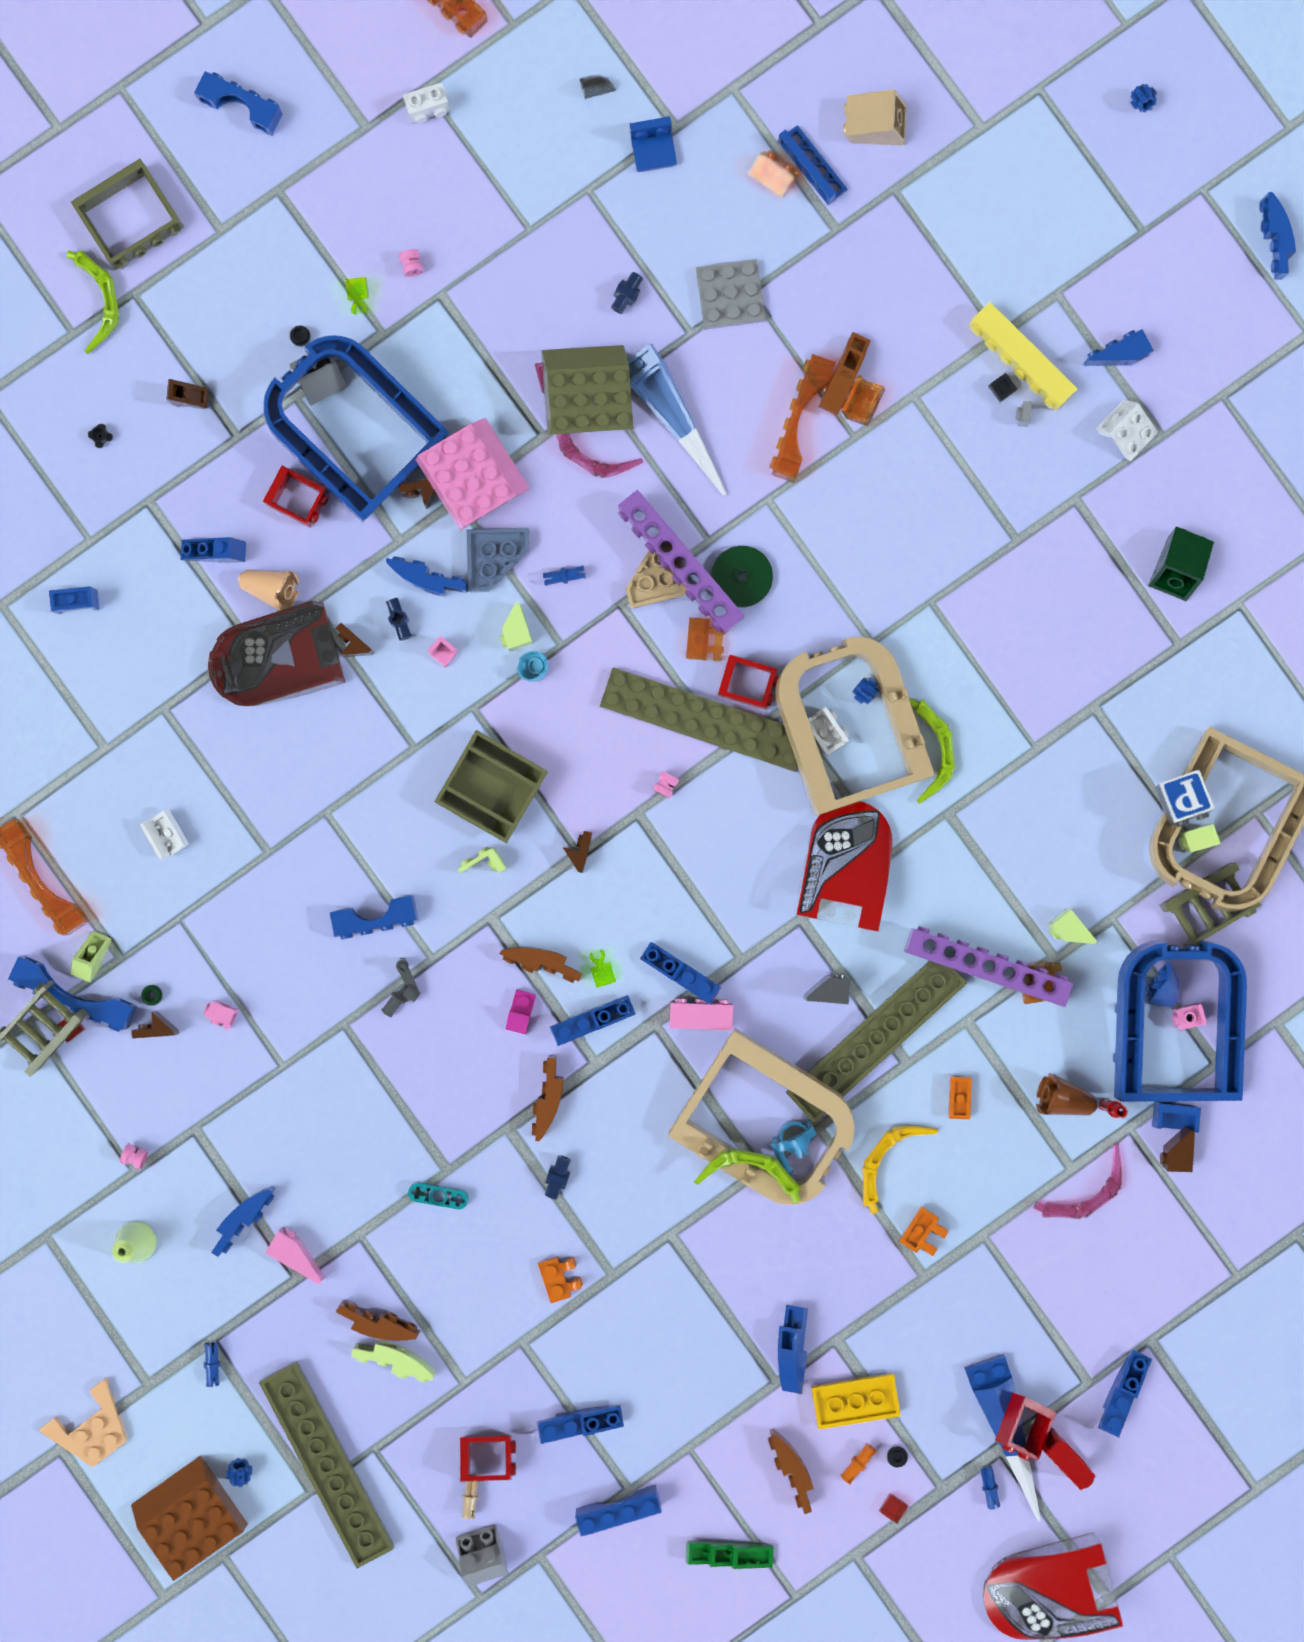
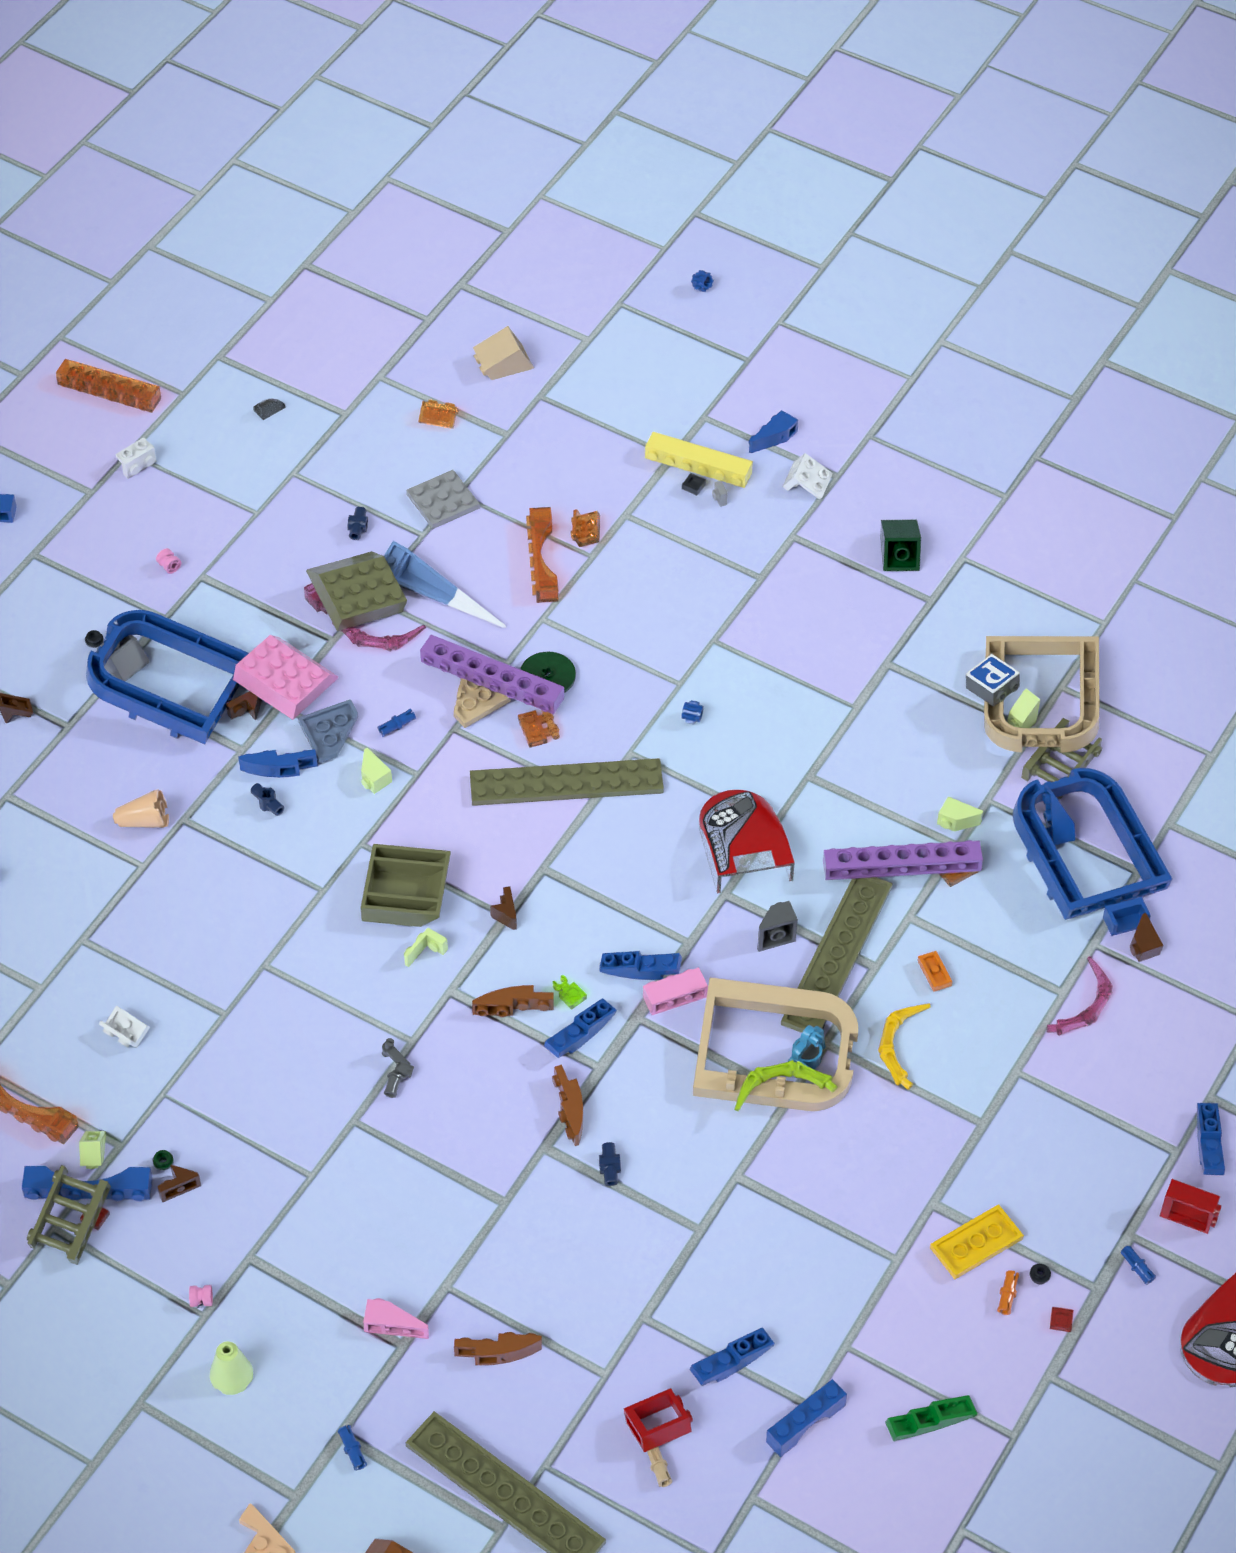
camera: 20 degrees left, 35 degrees down
(213, 550) = (83, 805): blue slope -> none
(221, 1014) = (235, 1148): bright pink brick -> none
(239, 1472) = (421, 1530): blue gear -> none
(245, 1213) = (326, 1305): blue slope -> none
(276, 657) = (170, 859): clear smoke windscreen -> none
(278, 486) = (142, 732): red window -> none
(356, 646) = (237, 829): reddish brown slope -> none
(357, 291) = (131, 594): clear neon green plate -> none
(400, 910) = (324, 1035): blue arch -> none
(404, 1361) = (538, 1370): yellowish green slope -> none
(424, 1188) = (501, 1230): teal beam -> none
(443, 651) = (316, 807): bright pink panel -> none
(481, 1556) = (695, 1512): light grey slope -> none
(520, 1011) = (512, 1050): dark pink slope -> none
(533, 666) = (400, 791): medium azure hair -> none
(555, 1280) = (648, 1251): orange plate -> none
(653, 144) = (331, 424): blue bracket -> none
(665, 784) = (557, 833): bright pink wheel -> none
(772, 681) = (593, 753): red window -> none
(790, 1349) = (896, 1219): blue slope -> none
(791, 1463) = (945, 1313): dark orange slope -> none
(809, 168) = (466, 401): blue fence -> none
(827, 731) = (675, 749): white bracket -> none
(844, 373) = (562, 515): dark orange slope -> none
(896, 705) = (718, 708): tan door -> none
(919, 1229) = (957, 1081): orange plate -> none
(945, 739) = (774, 721): lime animal -> none
(993, 1389) = (1102, 1190): blue plate -> none
(1038, 1433) = (1149, 1182): red window -> none
(1063, 1098) = (1023, 934): dark orange cone -> none
(1113, 1108) = (1067, 914): red pin -> none
(1197, 1016) = (1093, 841): bright pink brick -> none
(1278, 228) = (852, 324): blue slope -> none

